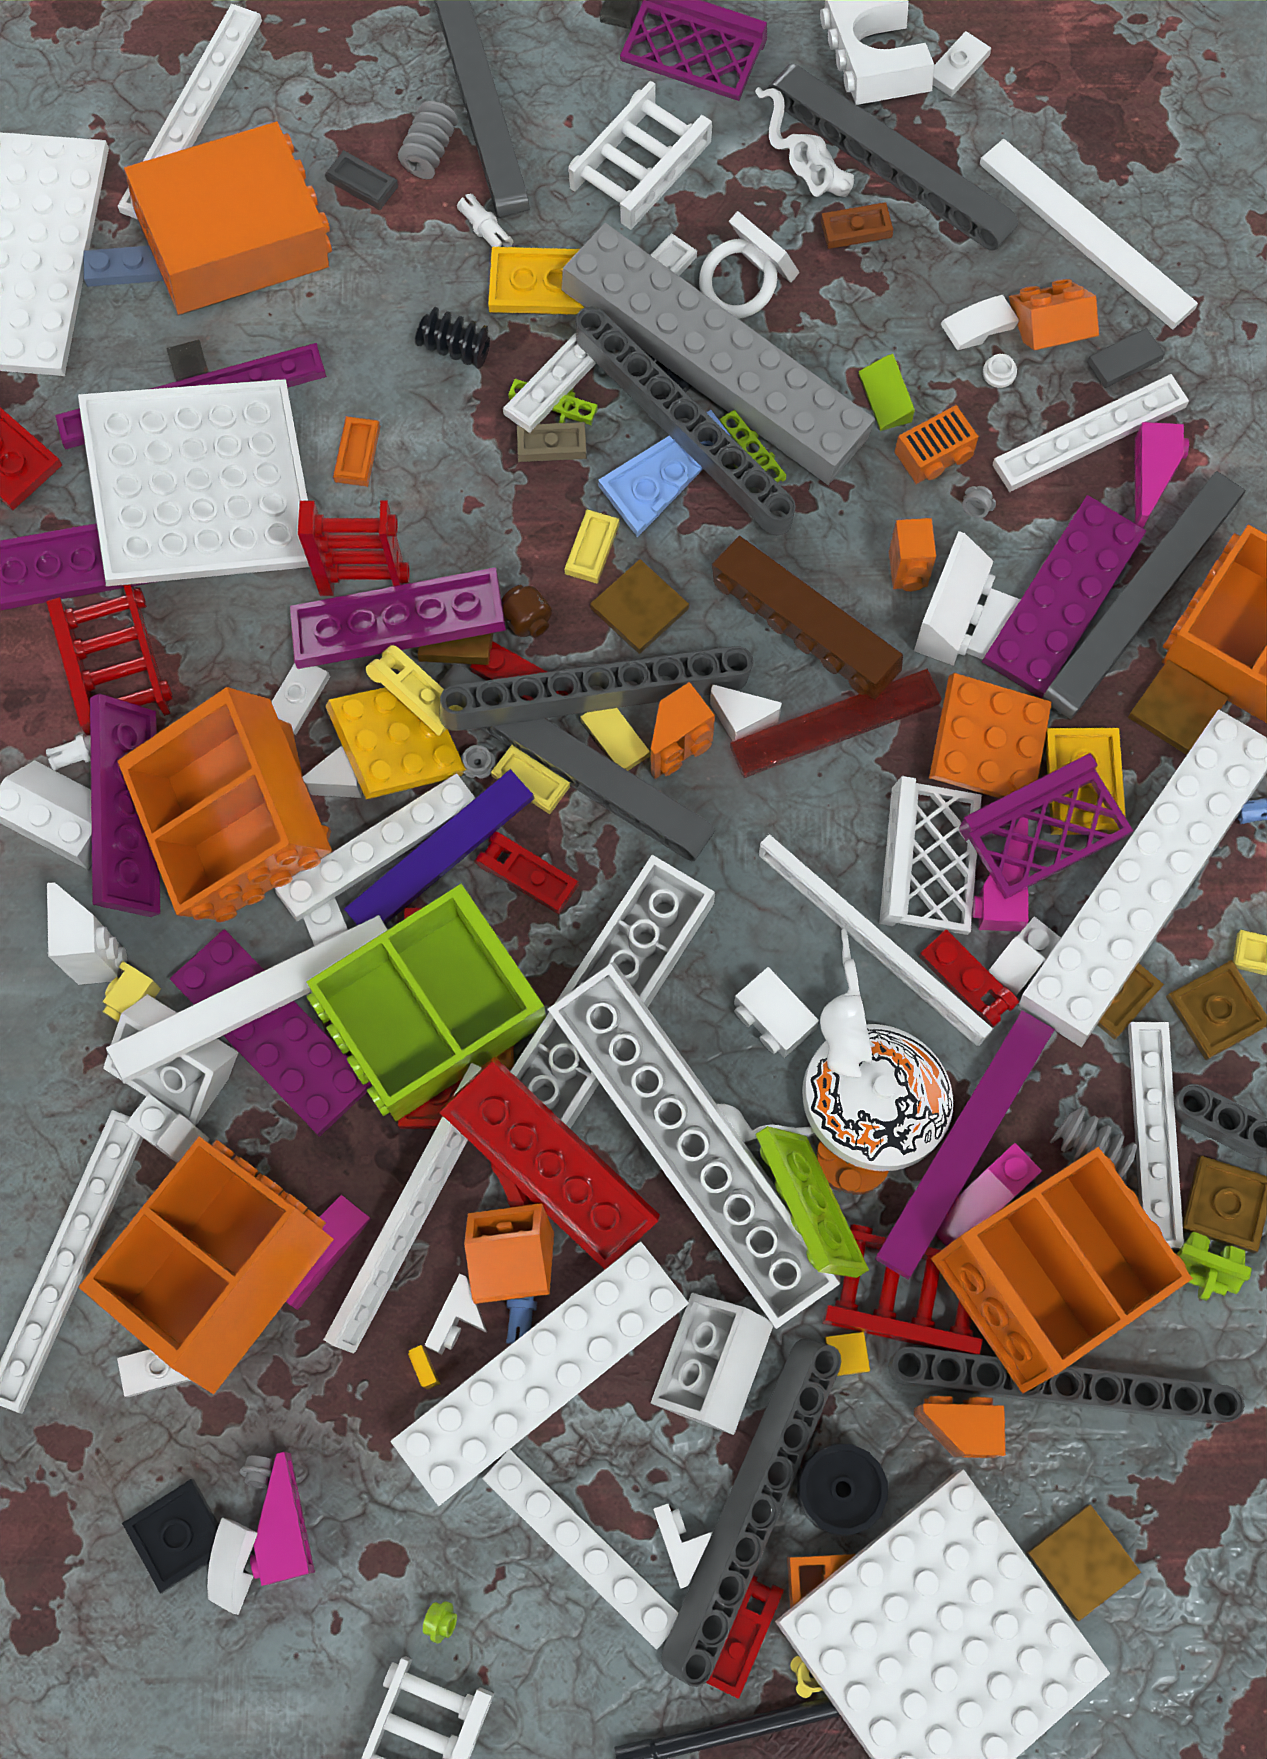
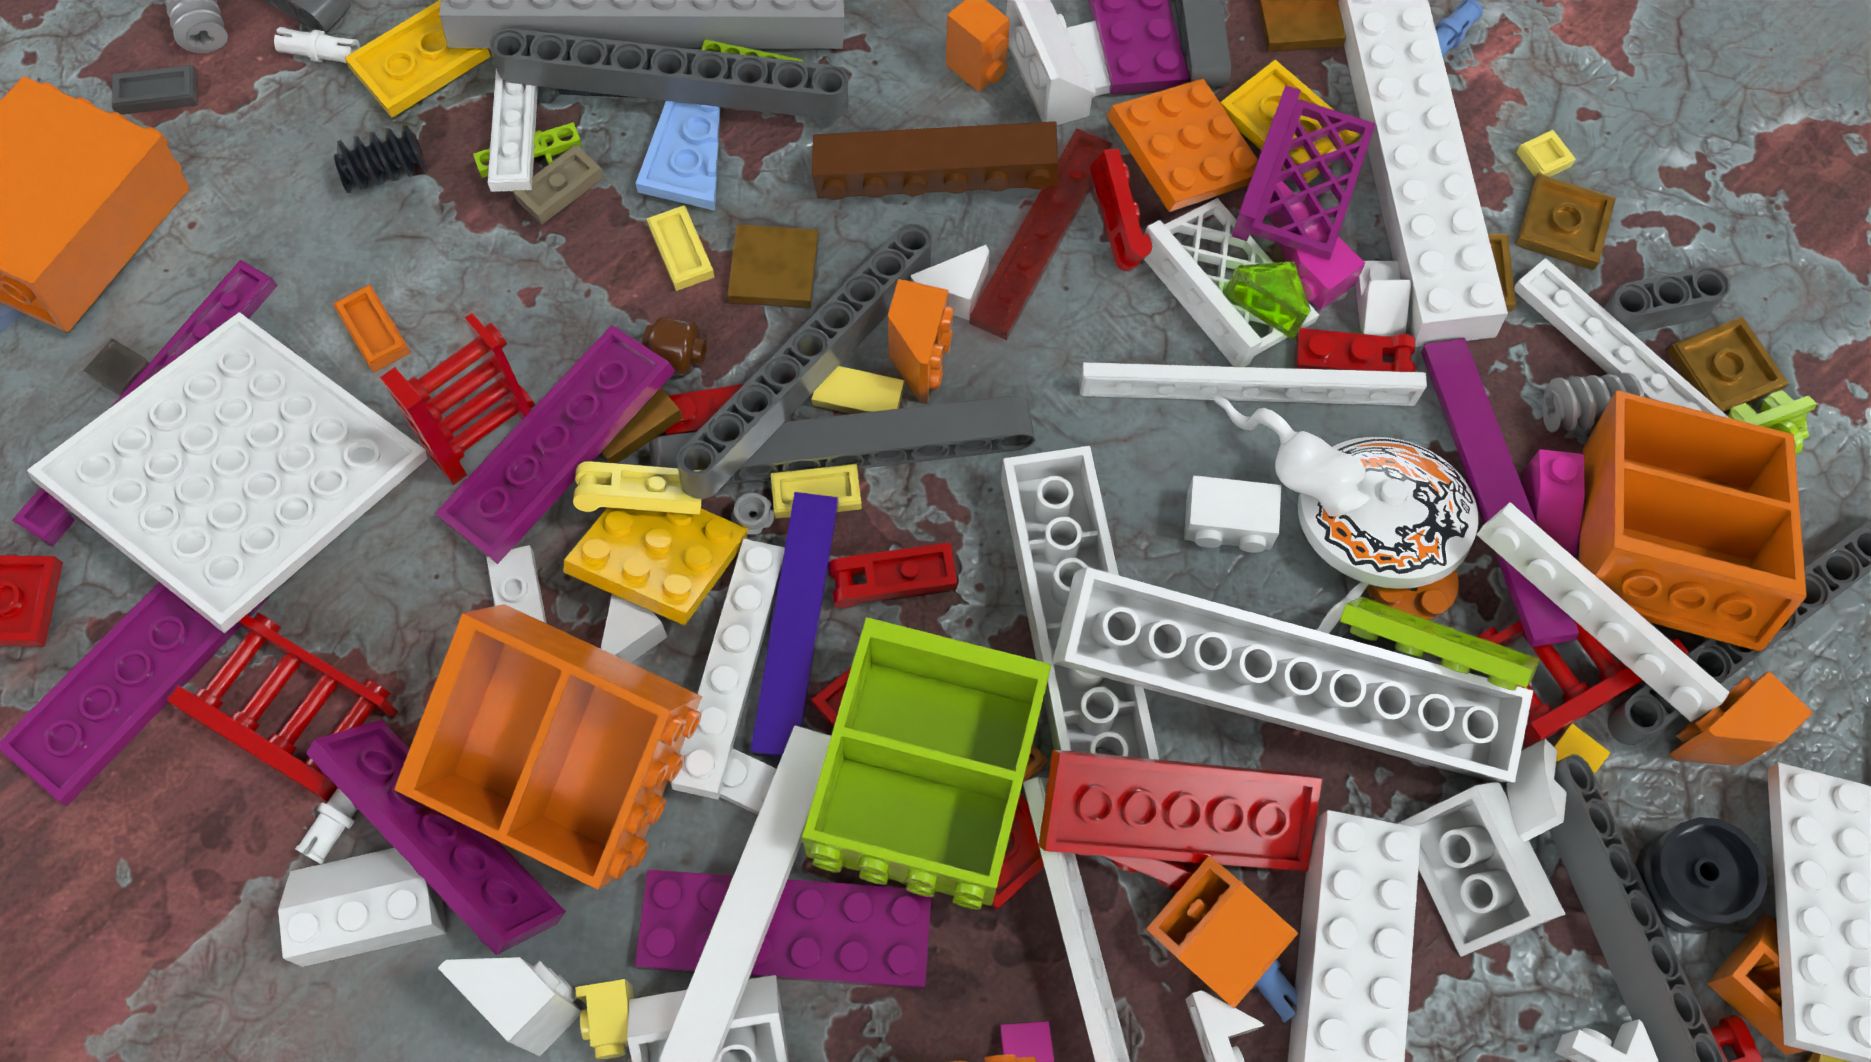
camera: 45 degrees left, 5 degrees down
(784, 1348) = (1535, 797): none -> white slope
(897, 750) = (1119, 210): none -> red plate
(934, 1289) = (1602, 613): none -> white plate
(941, 889) = (1271, 294): none -> clear neon green slope

